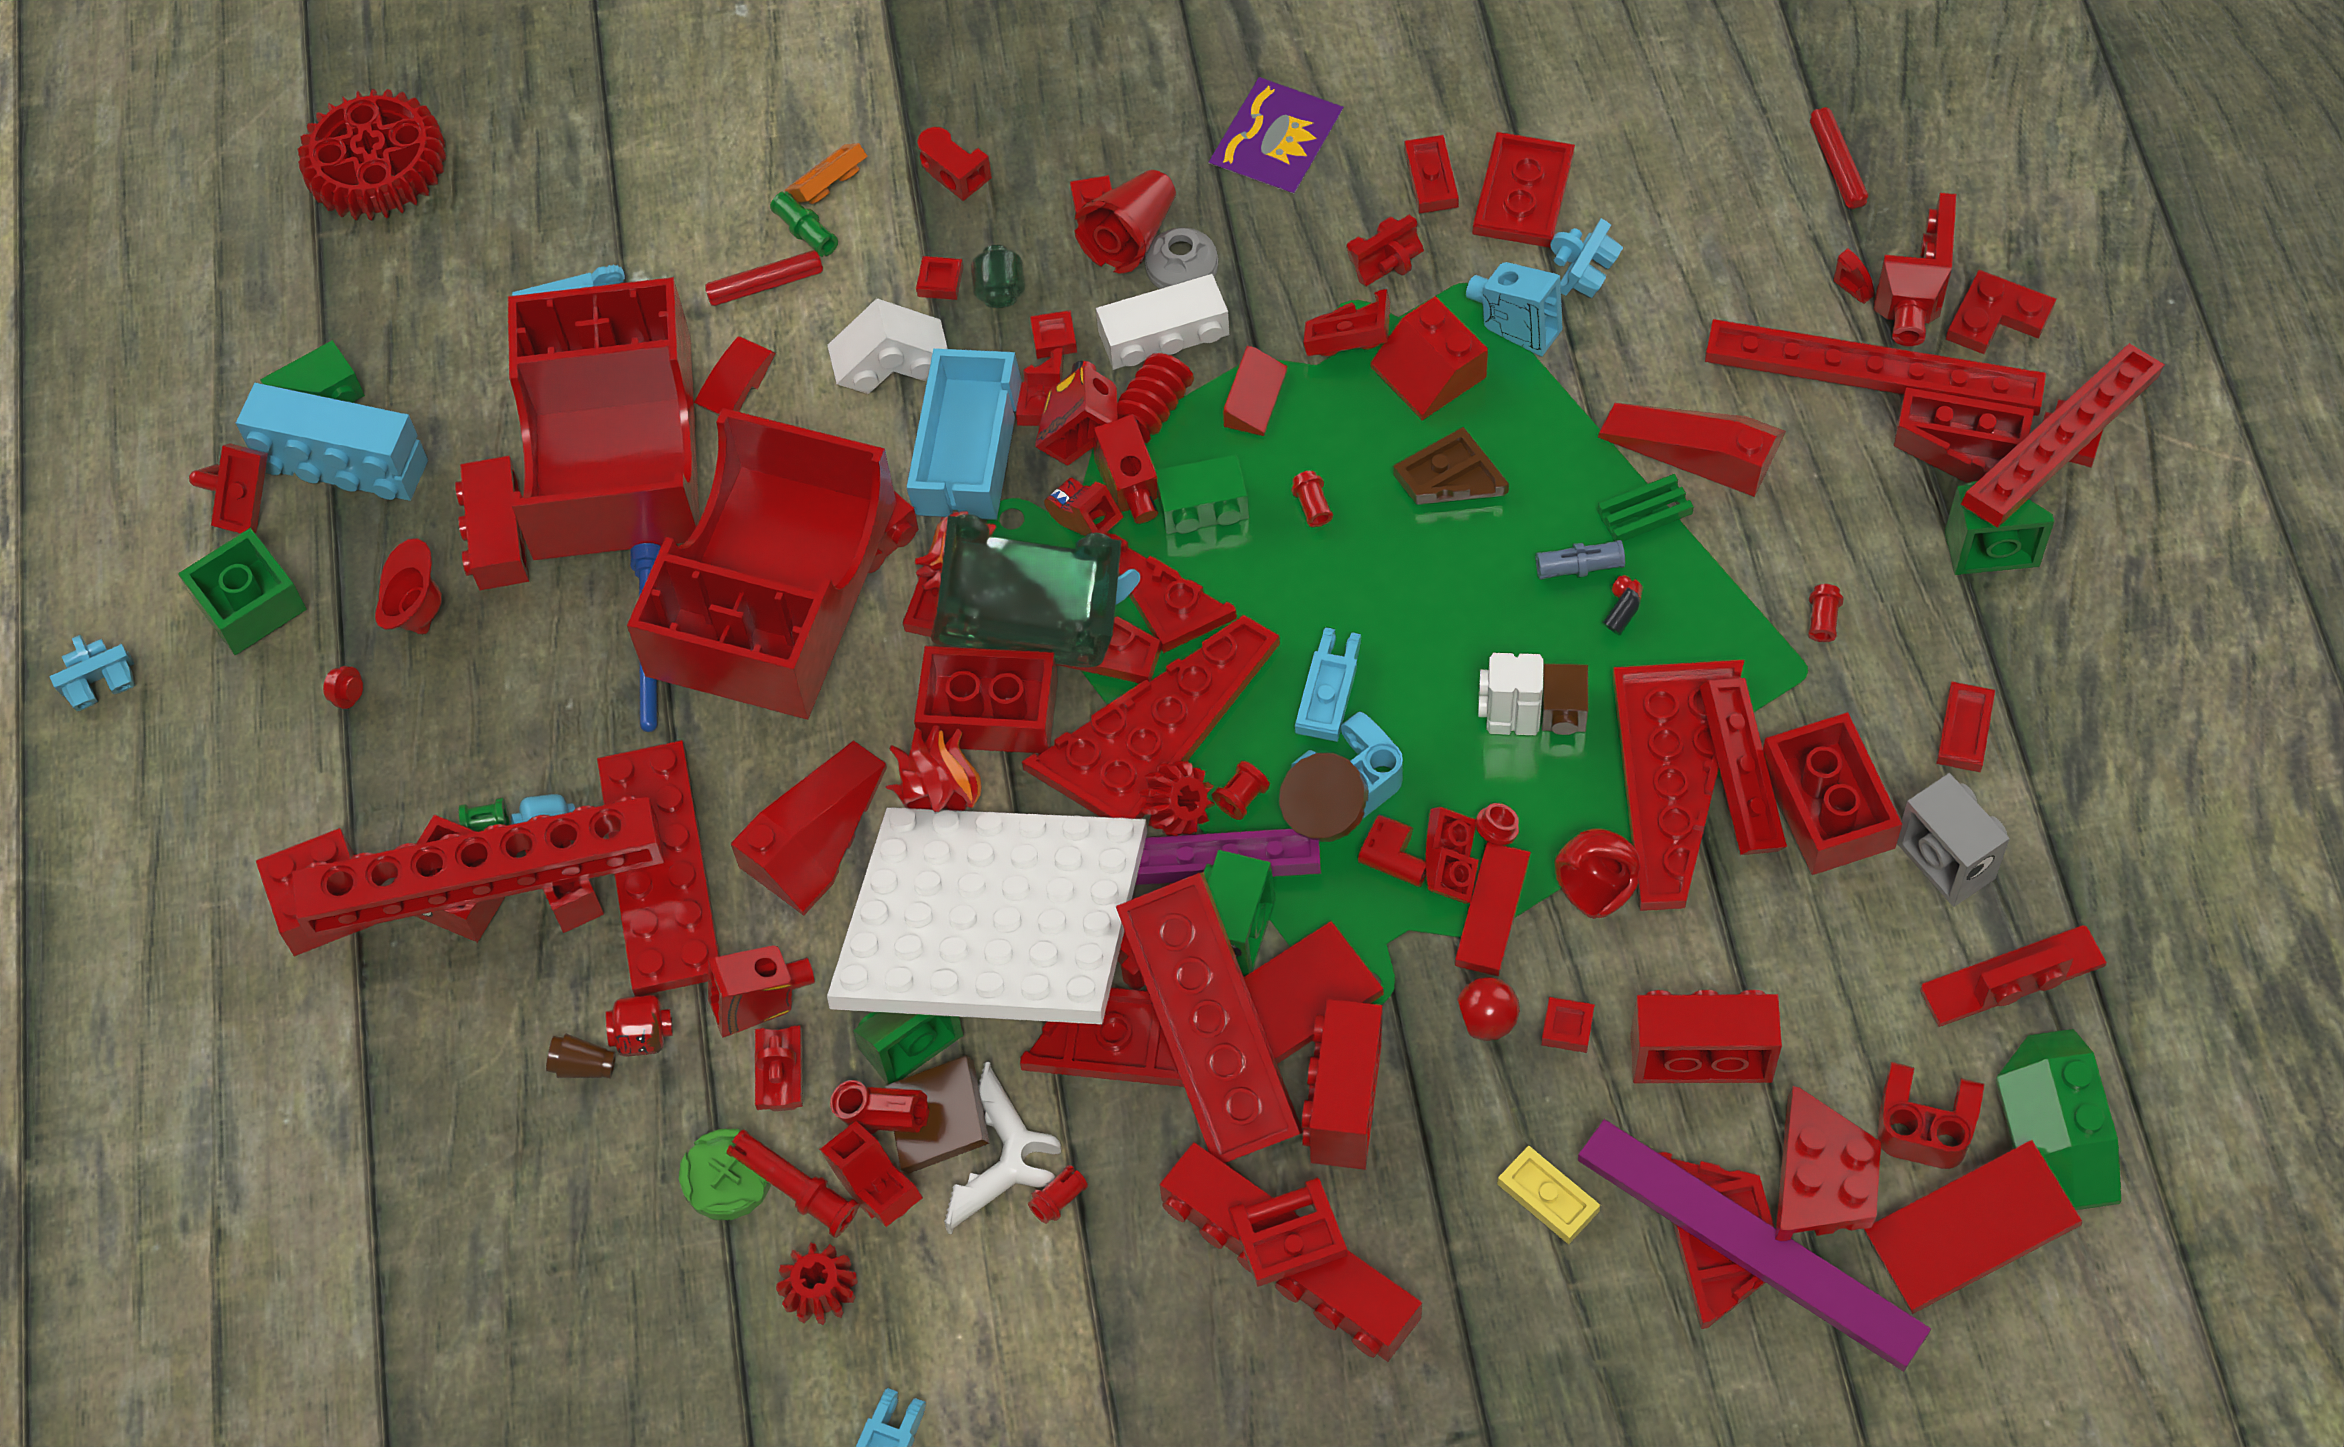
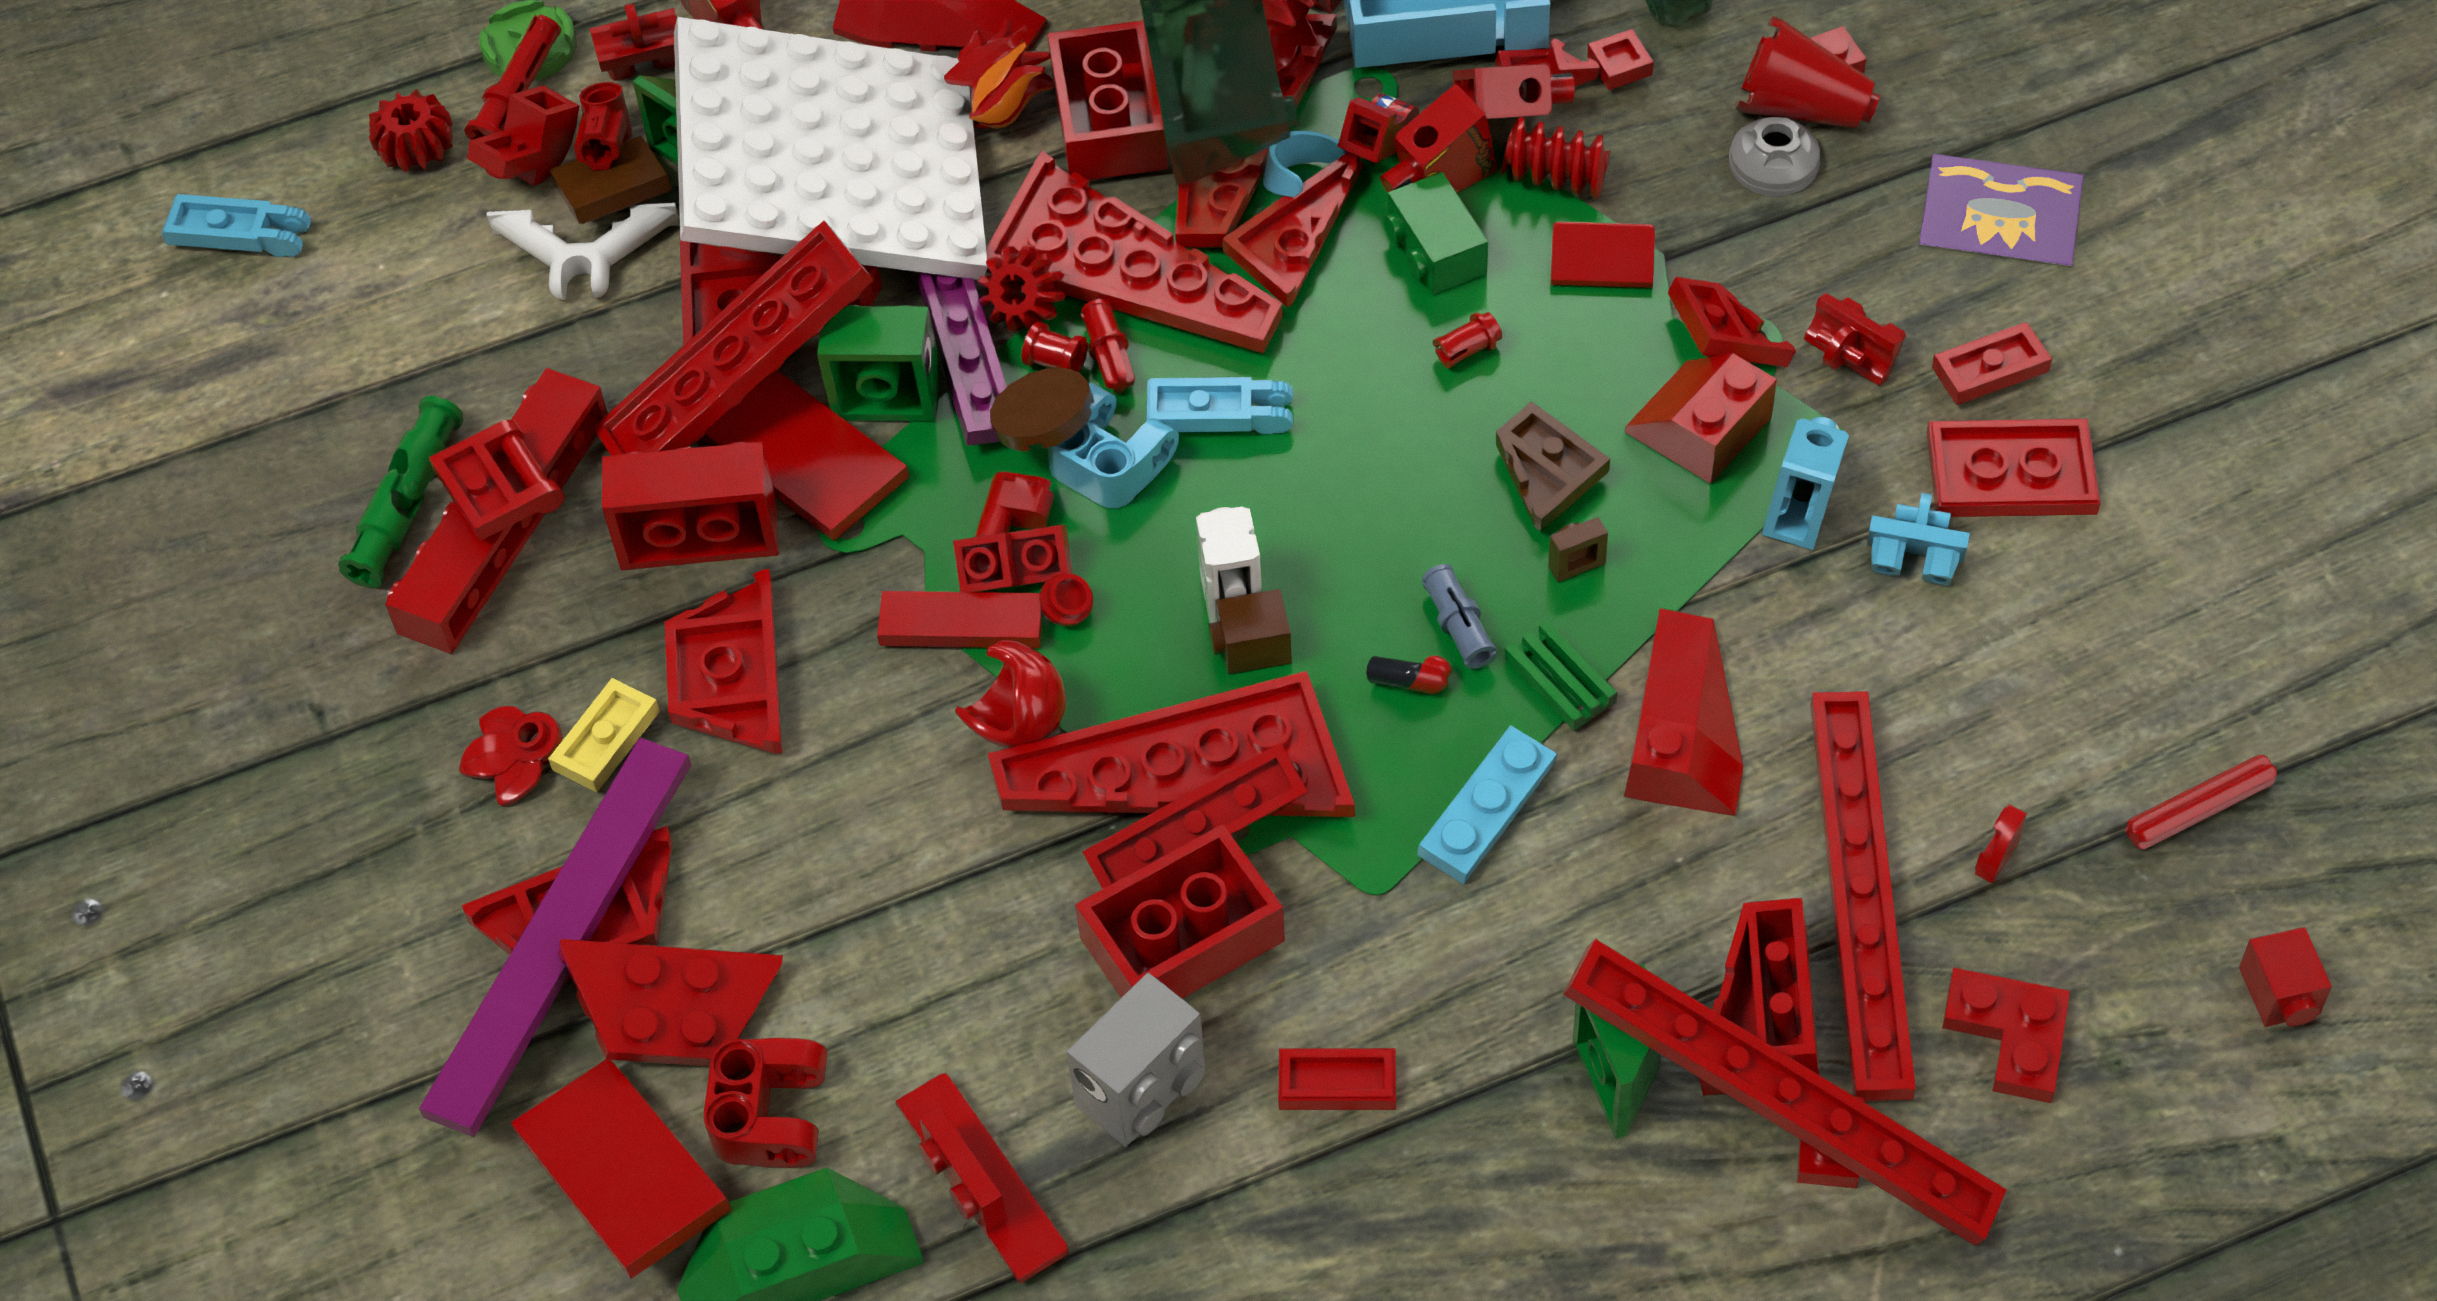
camera: 75 degrees right, 5 degrees down
(1057, 1194) = (530, 296): red pin -> none
(1163, 321) = (1670, 150): white brick -> none
(1234, 751) = (1108, 345): none -> red axle
(1265, 1344) = (408, 474): none -> green piece
(1489, 1008) = (819, 628): red piece -> none
(1500, 1090) = (727, 667): none -> red wing
(1539, 468) = (1577, 548): none -> plate
(1544, 1280) = (508, 754): none -> red plate
(1567, 1024) = (821, 716): red plate -> none
(1705, 1037) = (812, 837): red brick -> none
(1749, 581) = (1486, 804): none -> medium azure plate
(1825, 605) = (1459, 890): red pin -> none
(1913, 287) = (2017, 922): red plate -> none
(1994, 148) = (2285, 978): none -> red brick

